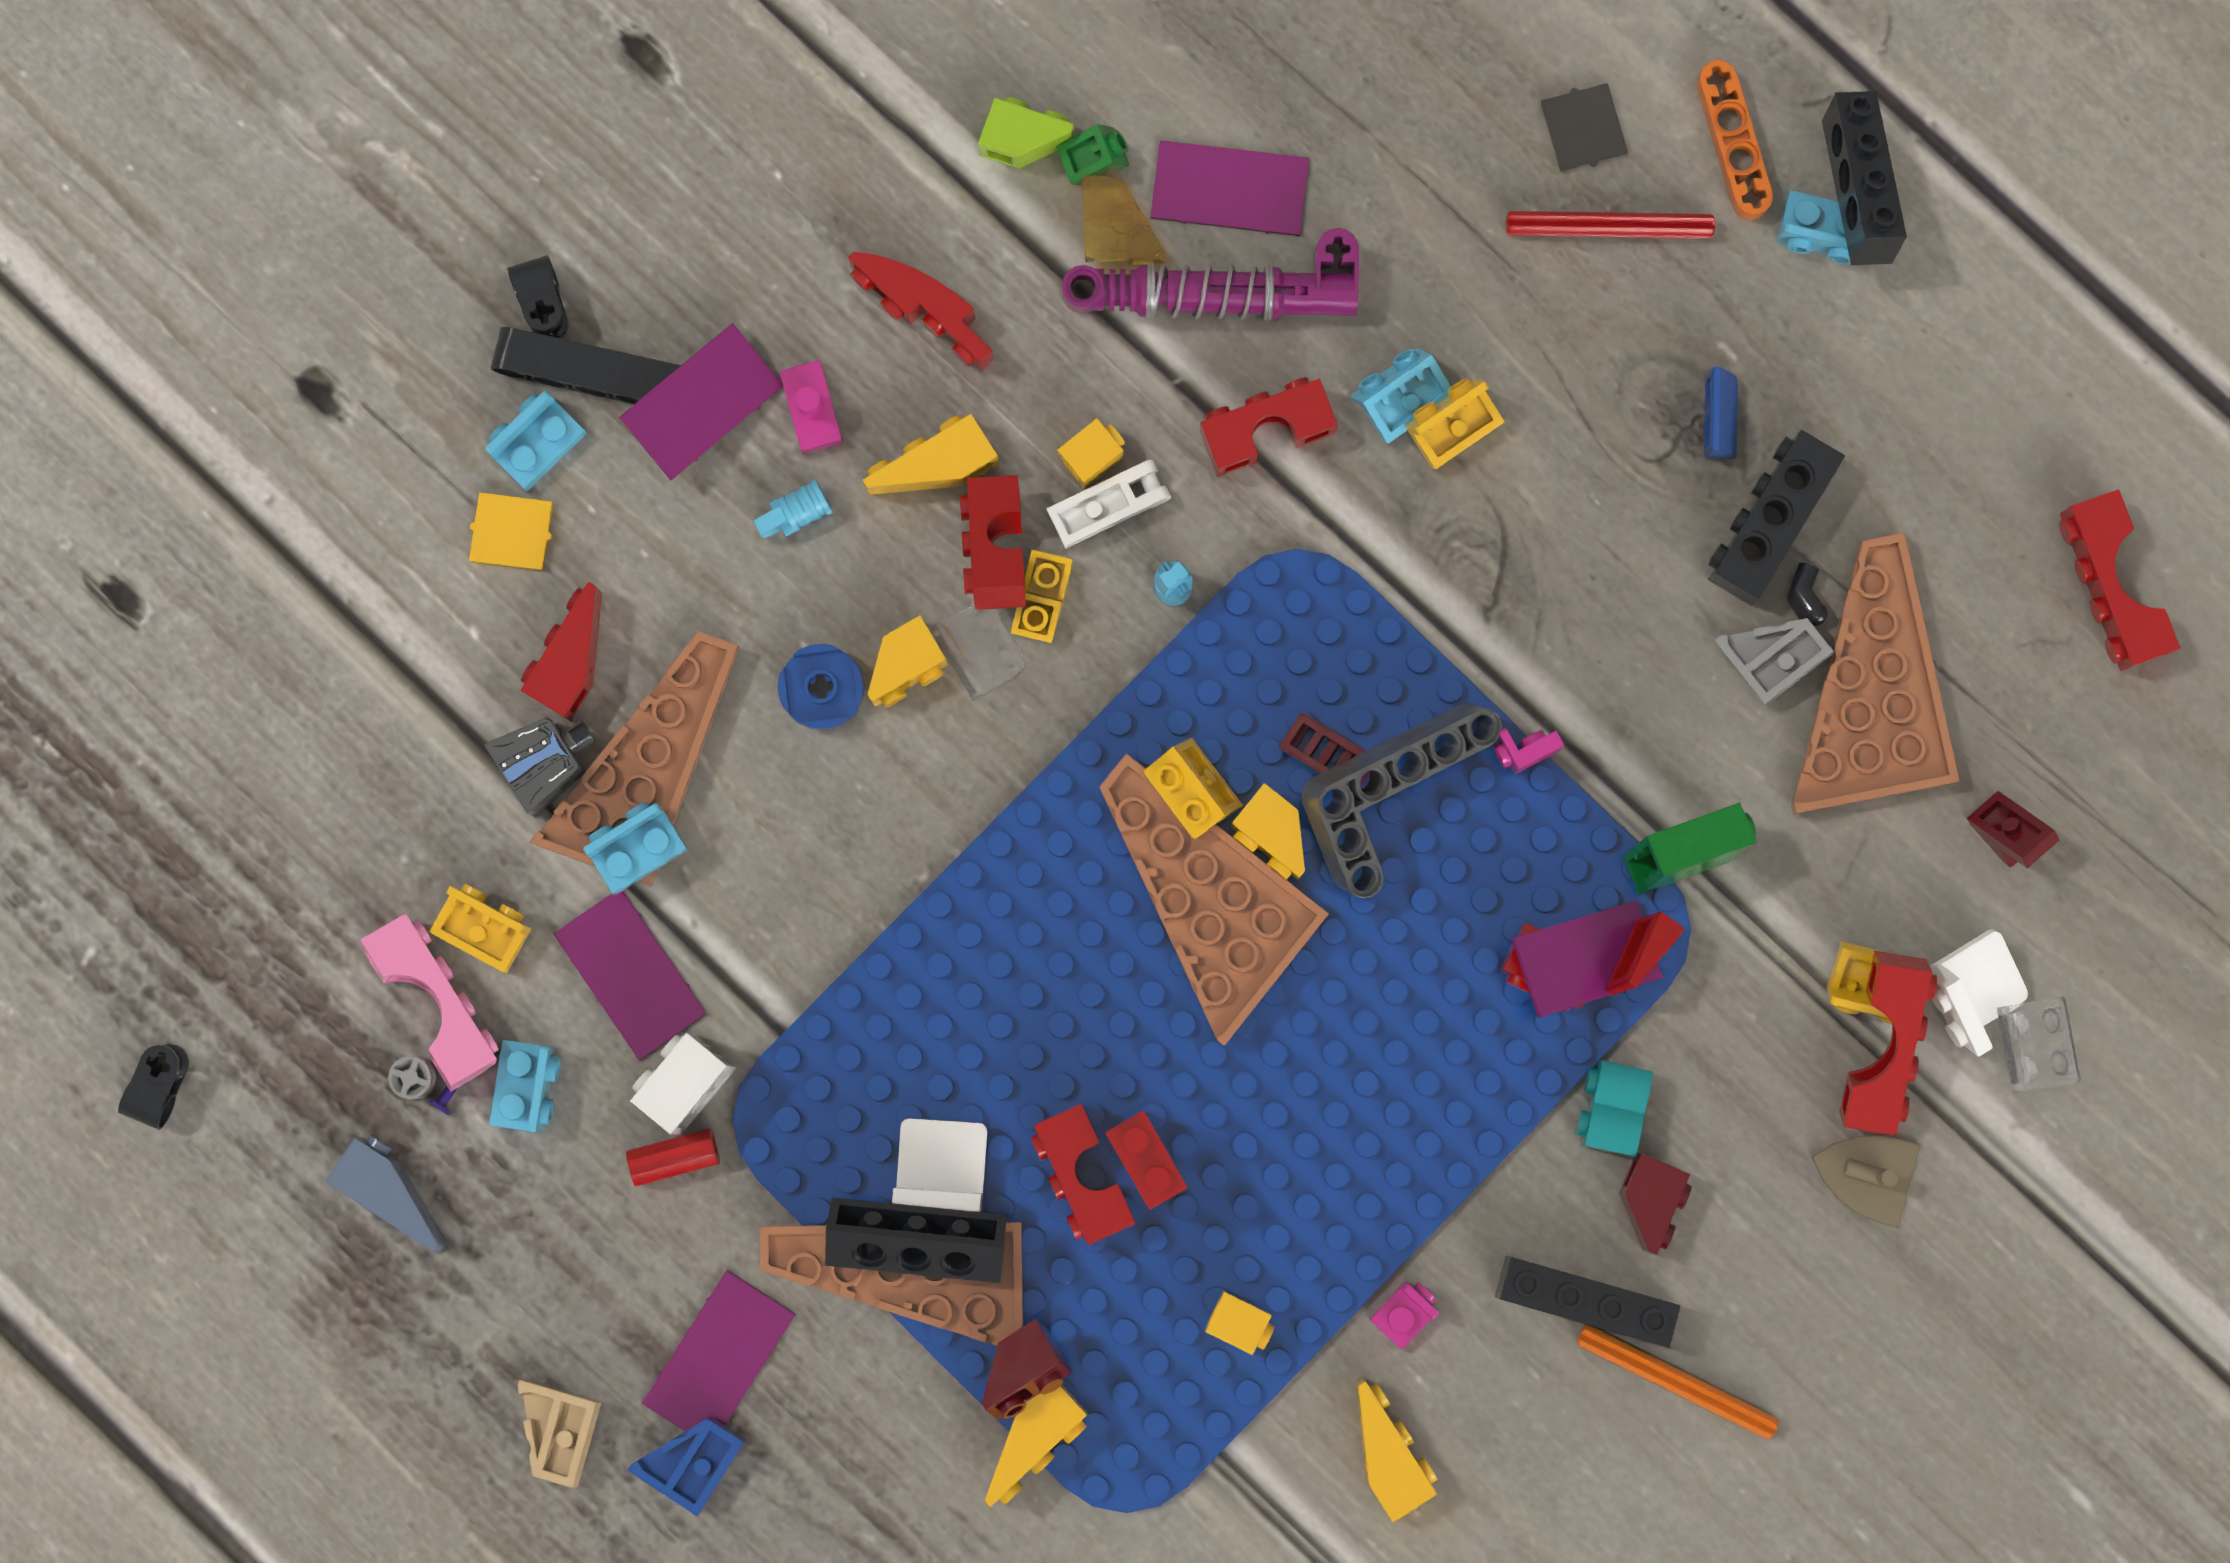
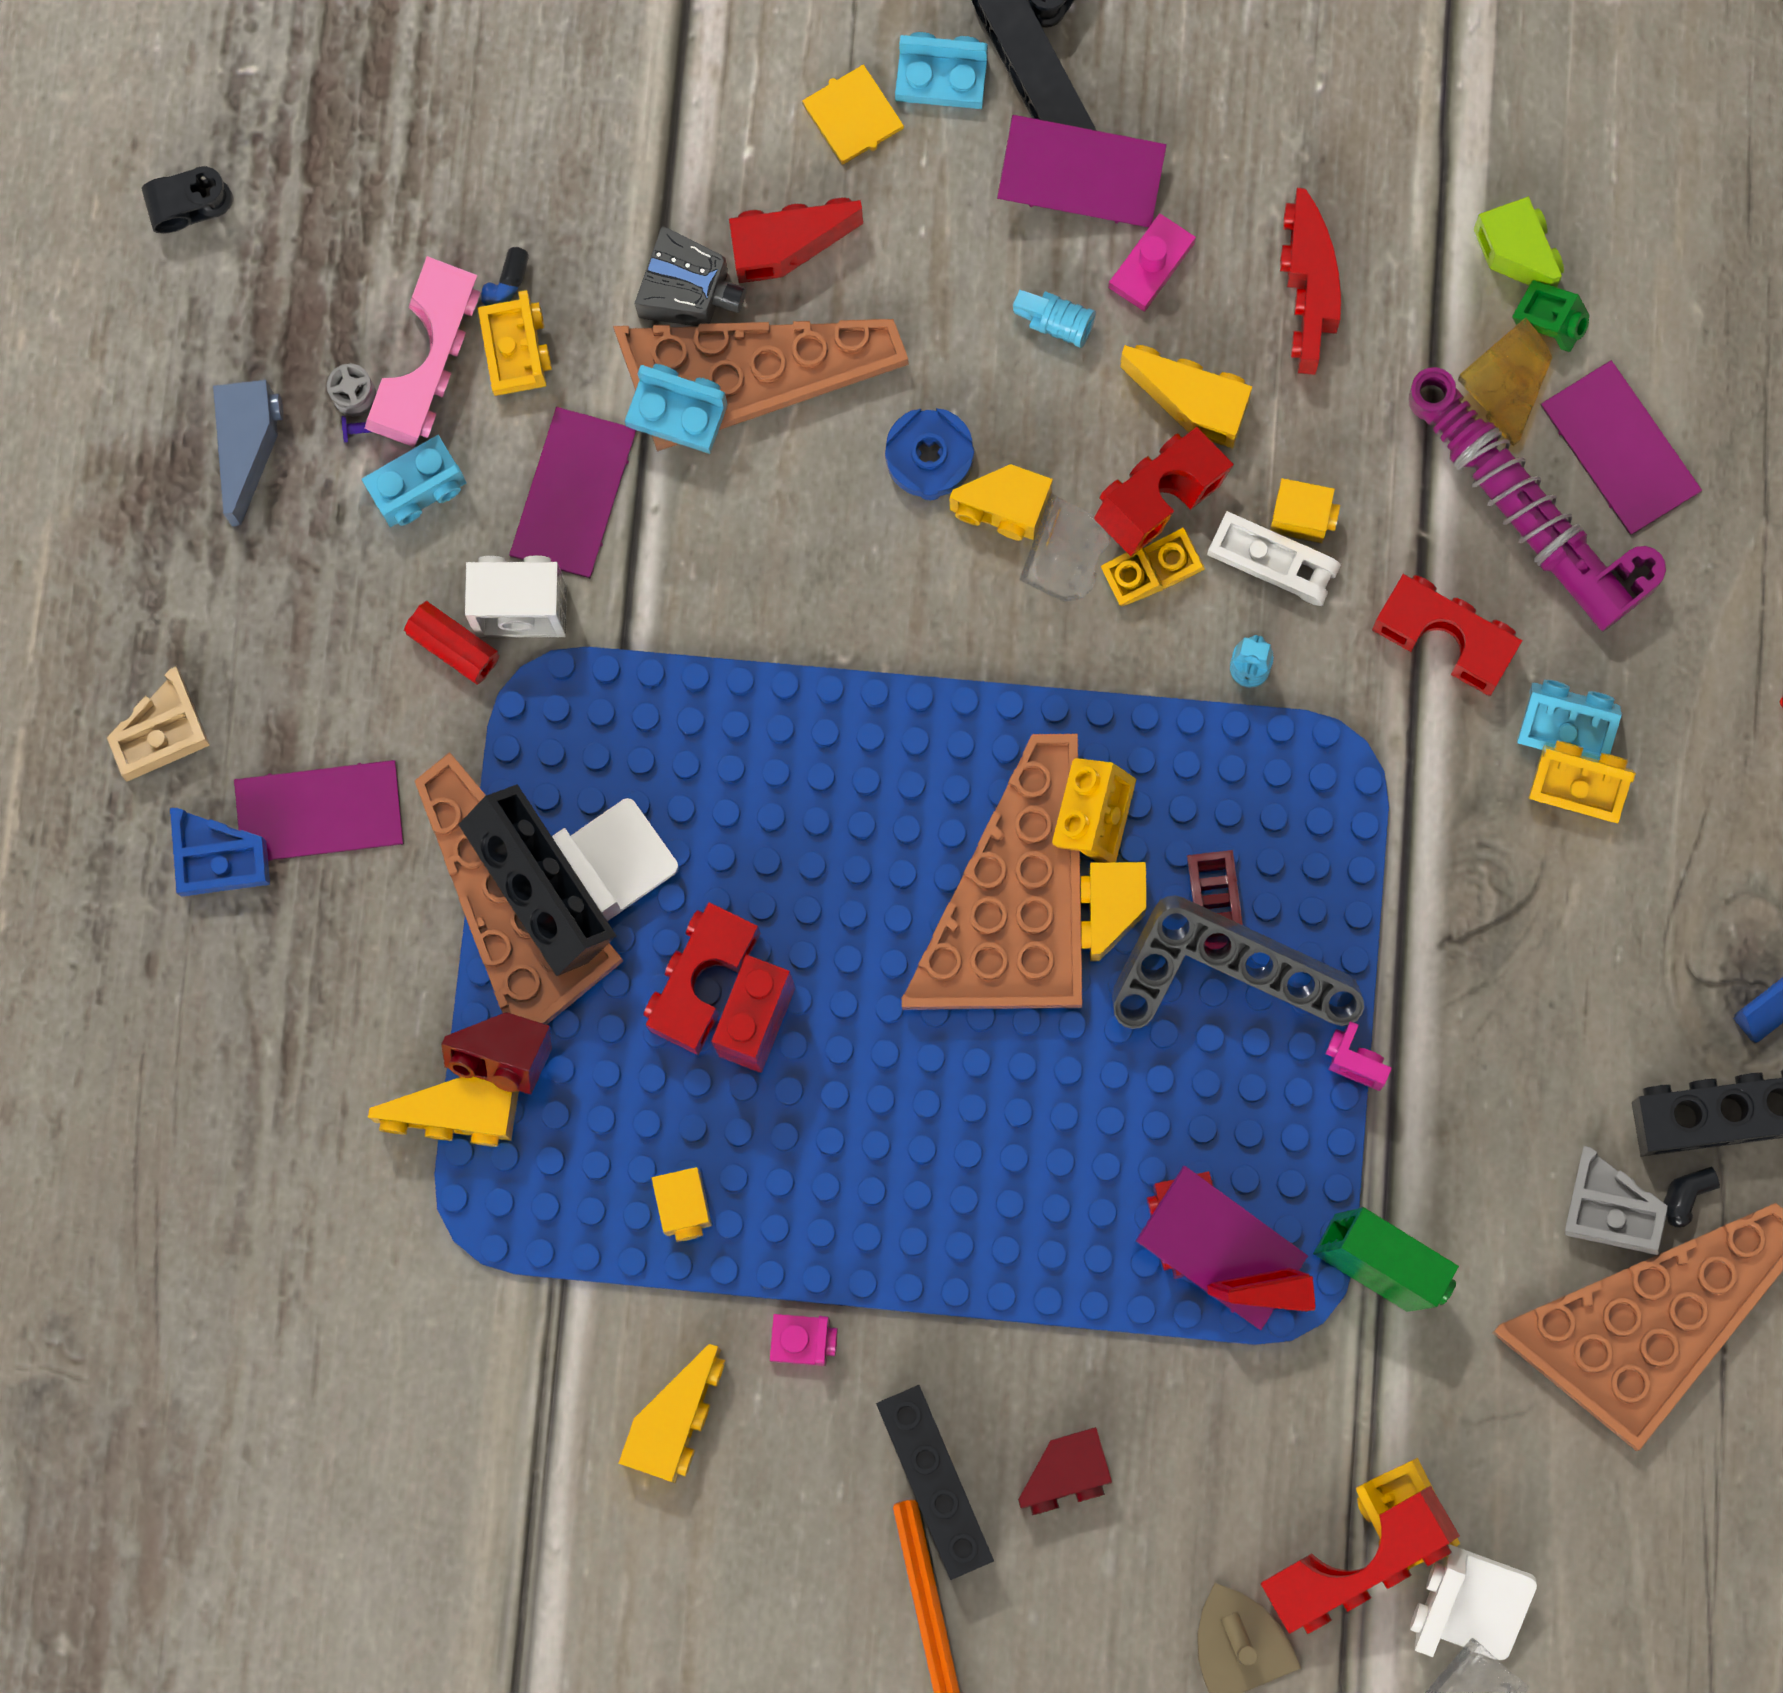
camera: 55 degrees right, 5 degrees down
(426, 889) = (510, 279): none -> arm
(1615, 1108) = (1116, 1378): teal brick -> none
(2012, 831) = (1634, 1529): dark red slope -> none

